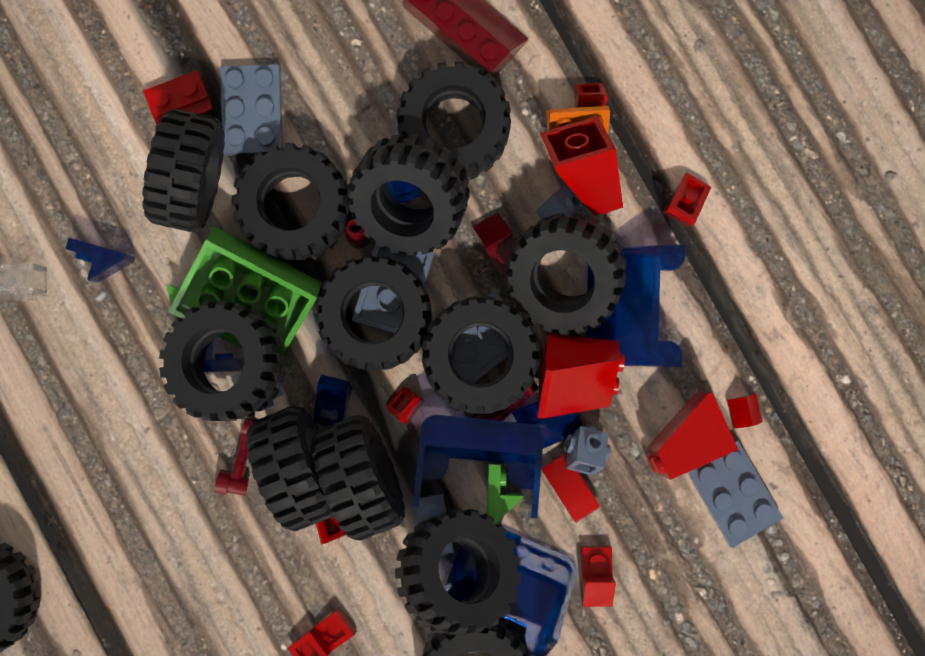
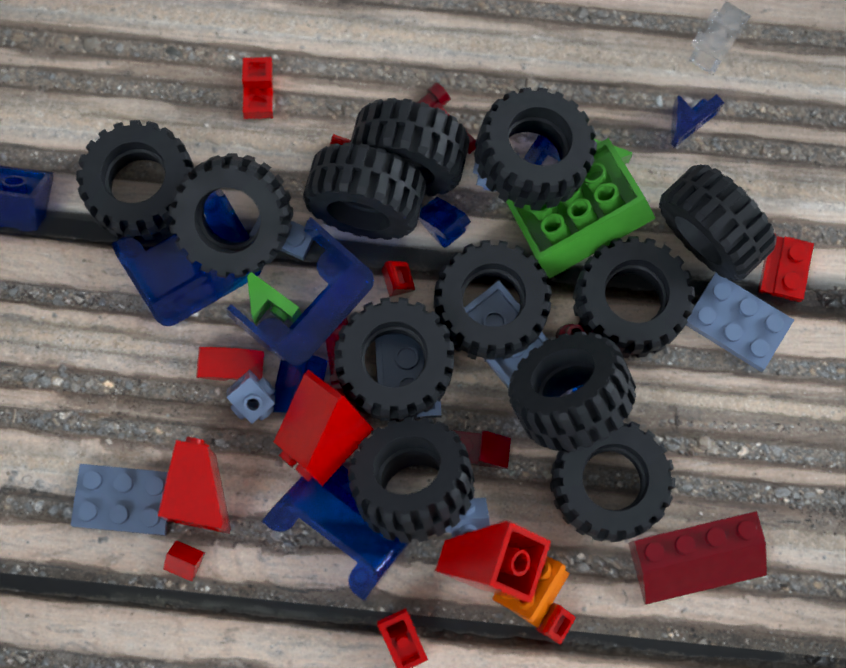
camera: 120 degrees right, 10 degrees down
(597, 576) = (143, 336): red slope -> none

